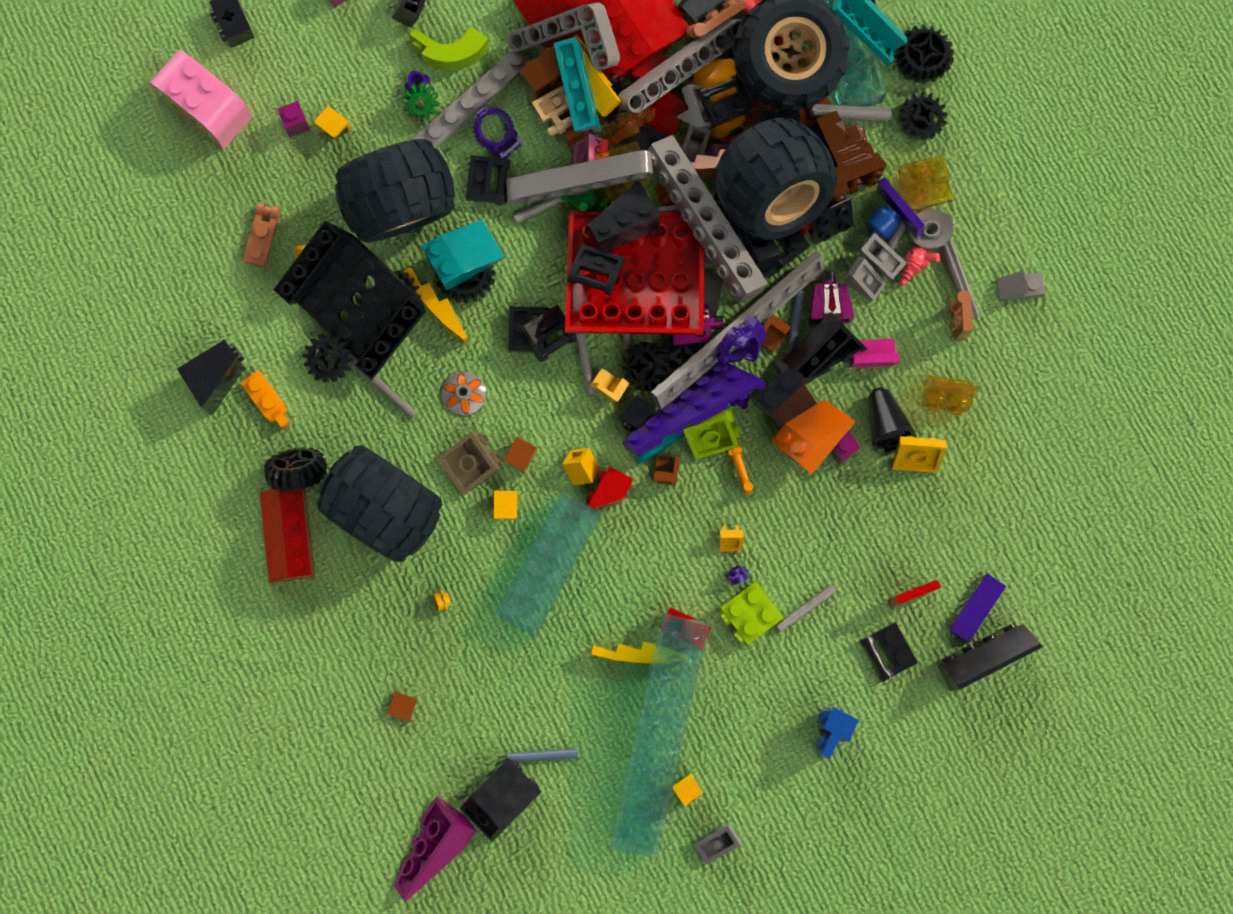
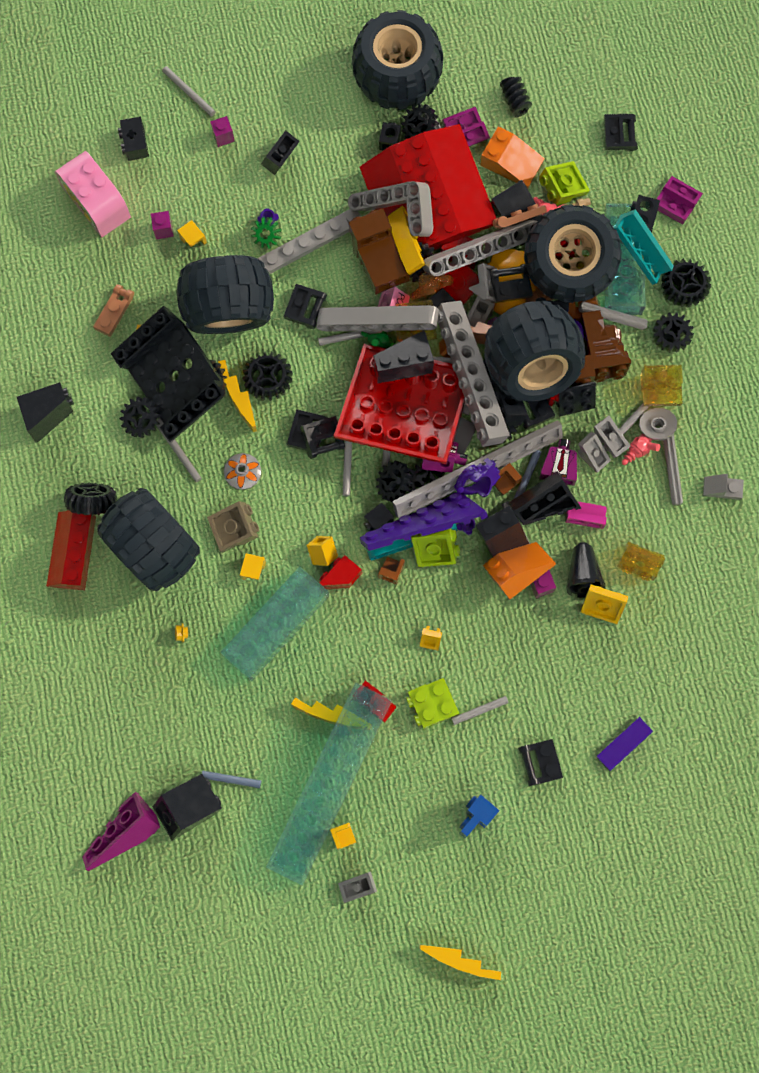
camera: 20 degrees right, 5 degrees down
(266, 398) = (83, 439): light orange hinge -> none
(402, 706) = (127, 711): dark orange tile -> none
(454, 55) = (301, 203): lime arch -> none
(462, 253) = (268, 357): teal slope -> none
(511, 140) = (323, 283): dark purple piece -> none
(520, 454) = (275, 530): dark orange panel -> none
(550, 107) = (372, 255): tan plate -> none
(577, 85) = (392, 243): teal fence -> none
(598, 263) = (374, 388): black plate -> none
(608, 385) = (360, 490): yellow panel -> none
(735, 454) = (451, 570): light orange piece -> none
(737, 575) = (429, 668): dark purple plate -> none
(844, 896) = (453, 958): none -> yellow slope
(883, 222) = (620, 409): blue head -> none
(898, 205) = (636, 401): dark purple tile -> none
(914, 593) = (572, 718): red tile -> none
(962, 316) = (667, 494): nougat plate -> none
(988, 657) = (623, 786): black slope -> none

